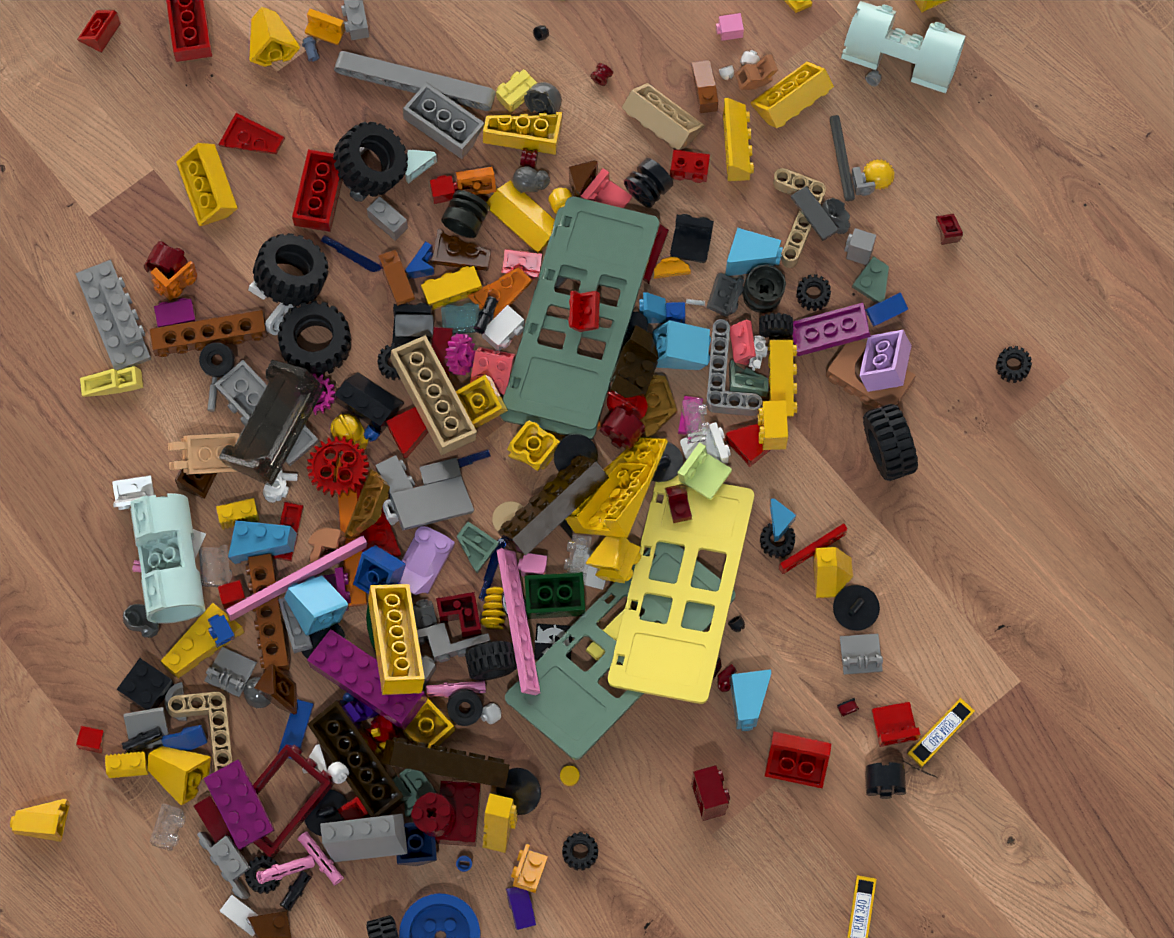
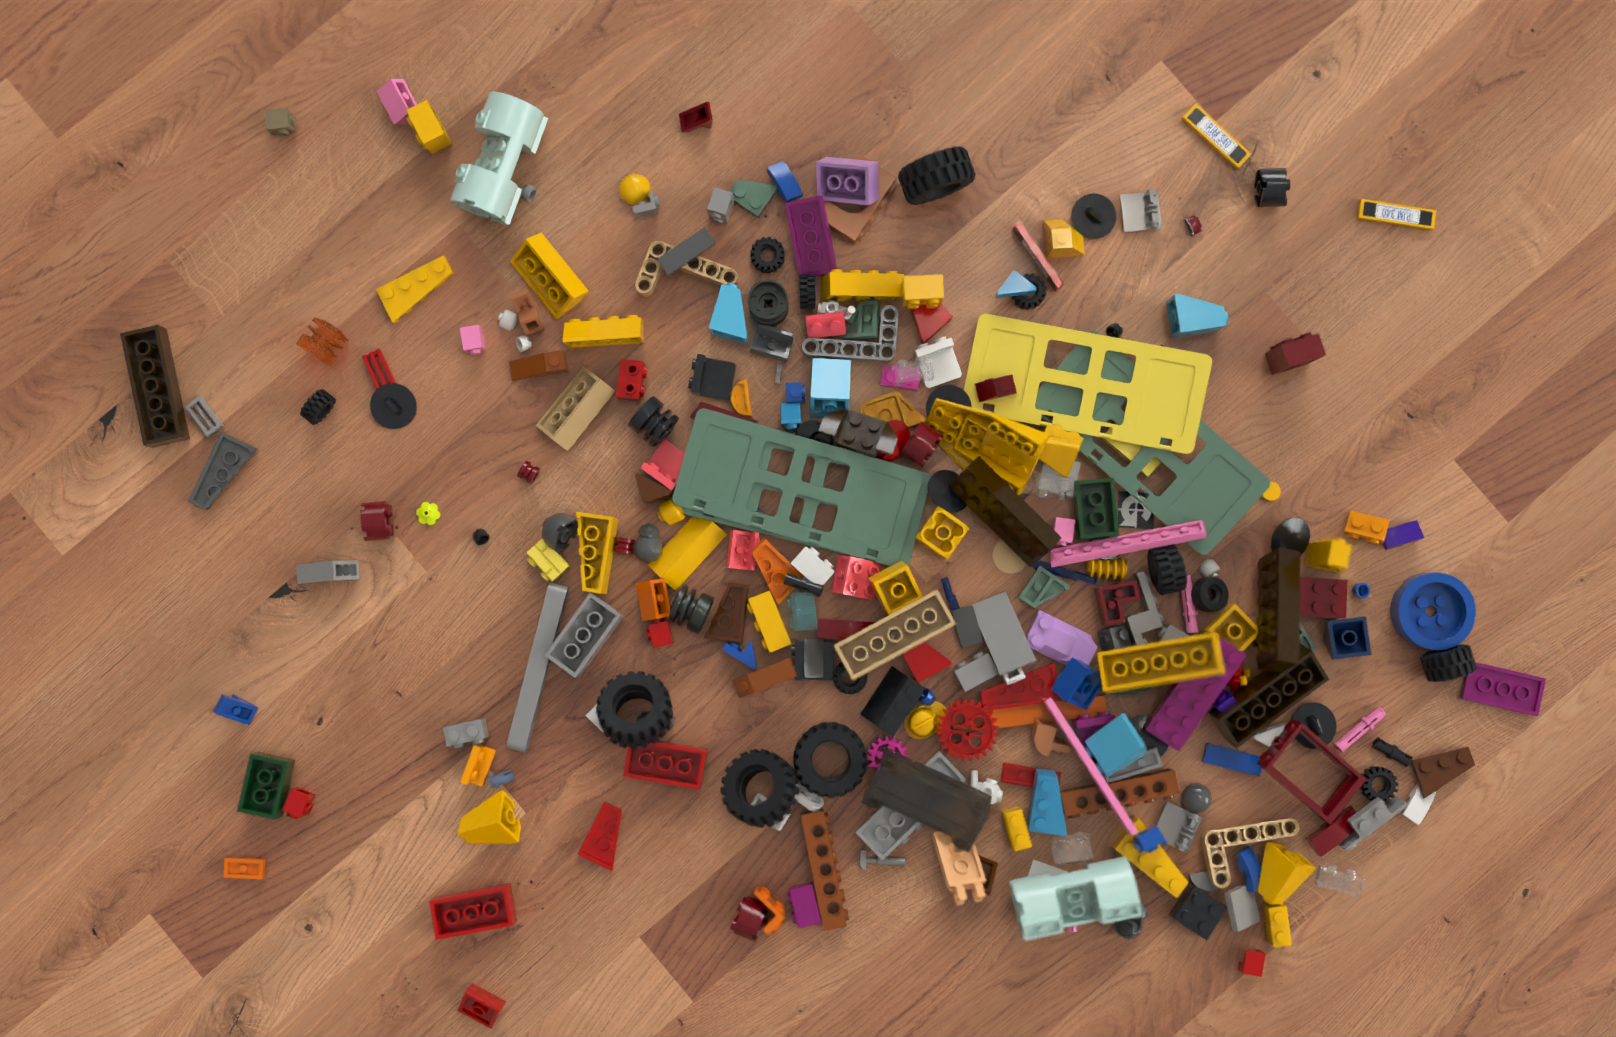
camera: 90 degrees left, 15 degrees up
(42, 821) = (1337, 1004): yellow slope -> none
(111, 382) = (878, 966): light yellow slope -> none
(113, 315) = (804, 968): light grey plate -> none
(131, 489) = (1000, 936): white bracket -> none
(142, 740) = (1255, 910): black pin -> none
(206, 184) = (658, 880): yellow slope -> none
(209, 351) = (865, 864): black tyre -> none
(231, 593) = (1100, 829): red panel -> none
(239, 804) = (1320, 811): magenta plate -> none
(278, 689) = (1201, 778): reddish brown slope -> none
(279, 871) = (1383, 770): bright pink pin -> none
(338, 772) = (1283, 715): white piece -> none
(352, 255) = (732, 725): clear blue piece -> none
(352, 810) = (1315, 701): red panel -> none
(364, 838) = (1345, 687): light grey slope -> none
(368, 505) = (1009, 696): pearl gold wing -> none
(387, 218) = (694, 690): light grey brick -> none
(418, 162) = (631, 660): light aqua slope -> none
(423, 811) = (1332, 630): dark red brick -> none
(460, 354) = (845, 609): dark pink gear -> none
(577, 839) = (1355, 474): black tyre -> none
(584, 311) = (801, 483): red bracket -> none
(703, 472) = (966, 361): yellowish green bracket -> none
(723, 678) = (1176, 343): dark red arm -> none
(798, 759) = (1249, 271): red slope -> none
(838, 214) = (682, 230): dark grey hair -> none
(842, 159) = (619, 225): dark grey axle -> none
(895, 724) = (1213, 178): red bracket -> none
(1013, 374) = (835, 47): black tyre -> none

